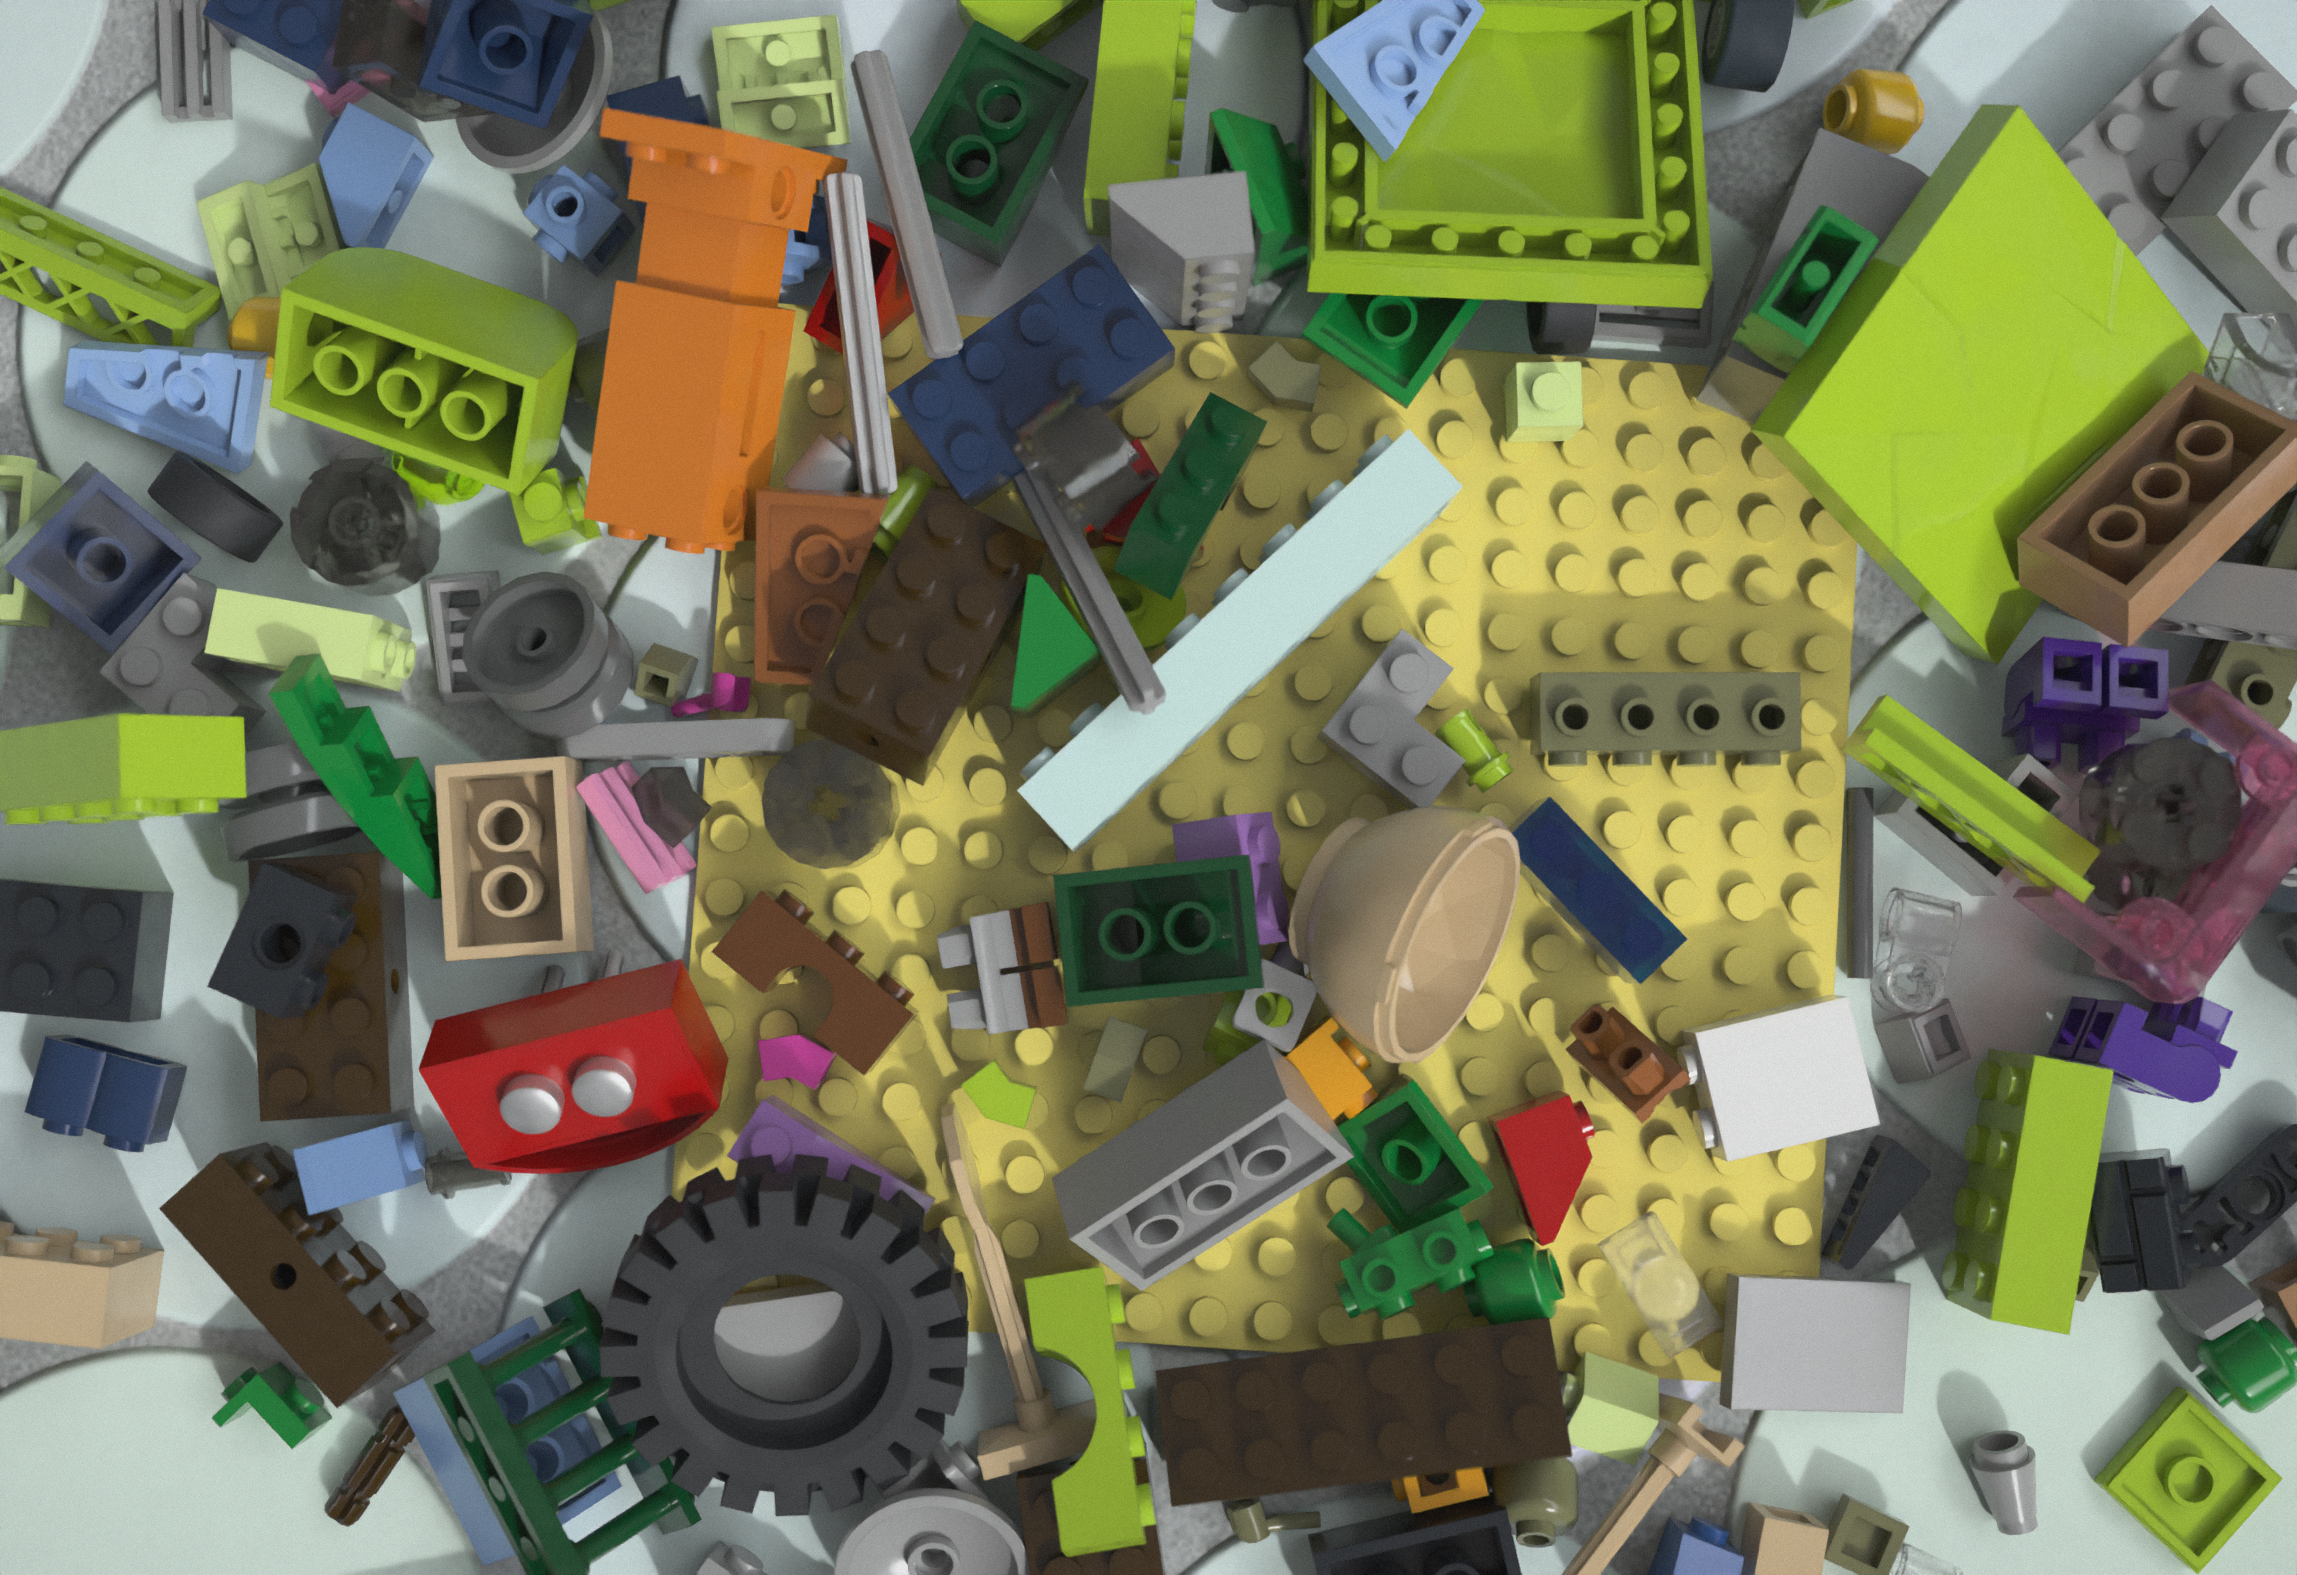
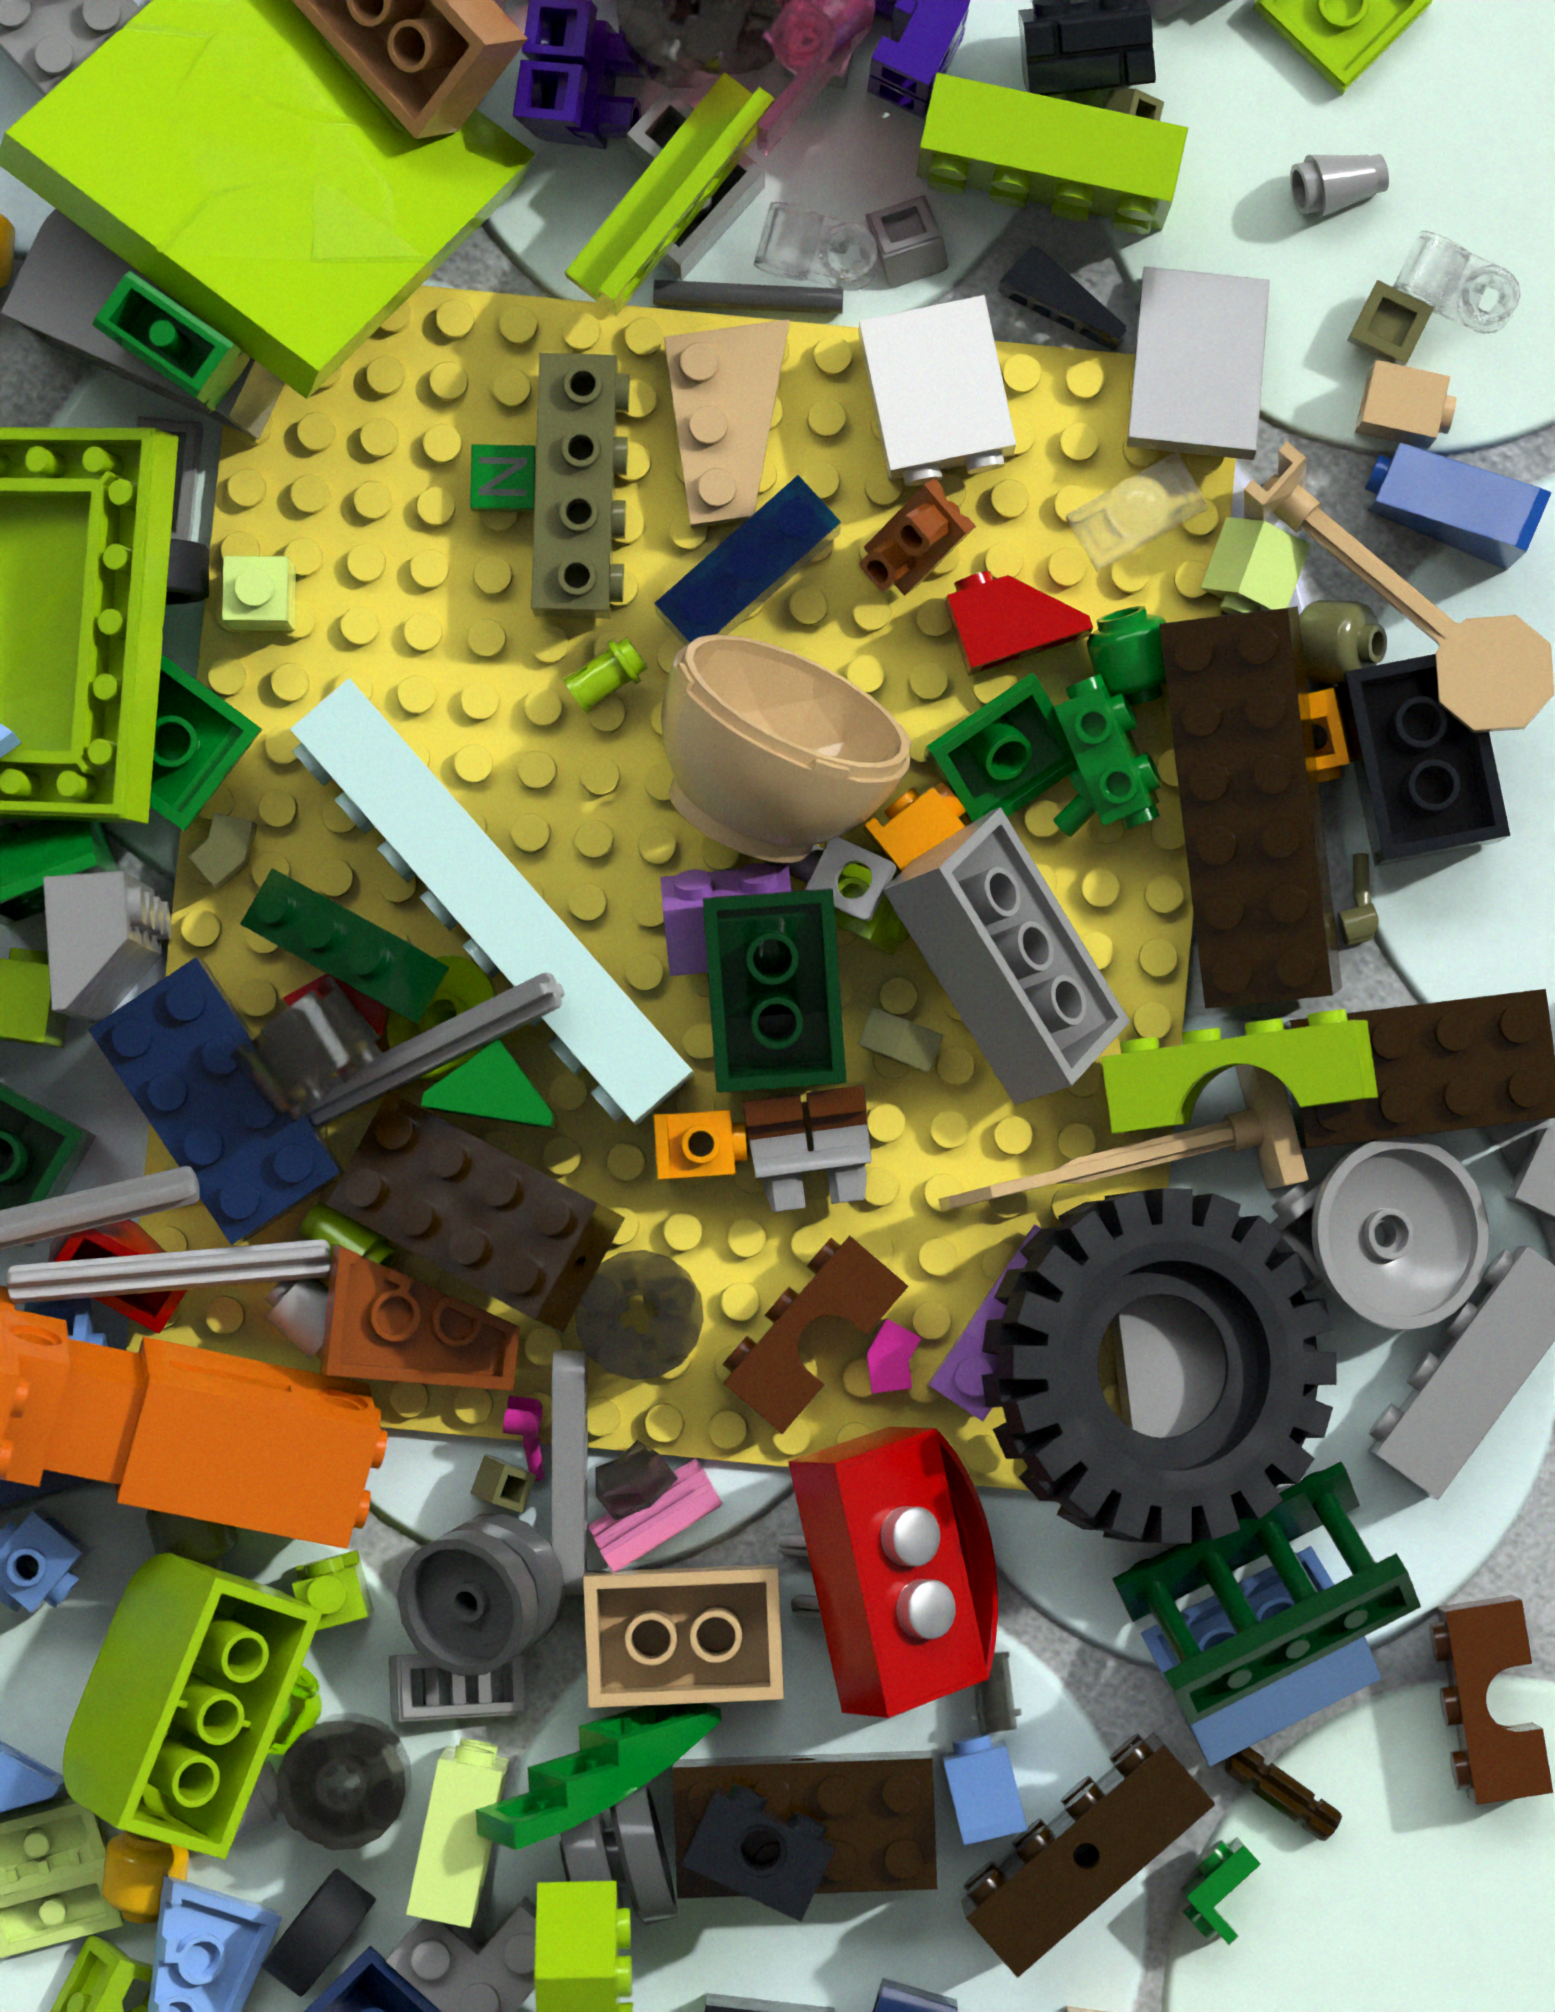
camera: 85 degrees left, 0 degrees up
(1000, 832) = (673, 1151): none -> light orange brick
(1000, 1096) = (934, 1156): lime piece -> none
(1378, 726) = (581, 768): light grey brick -> none
(1668, 640) = (503, 478): none -> green tile
(1743, 861) = (723, 414): none -> tan wing

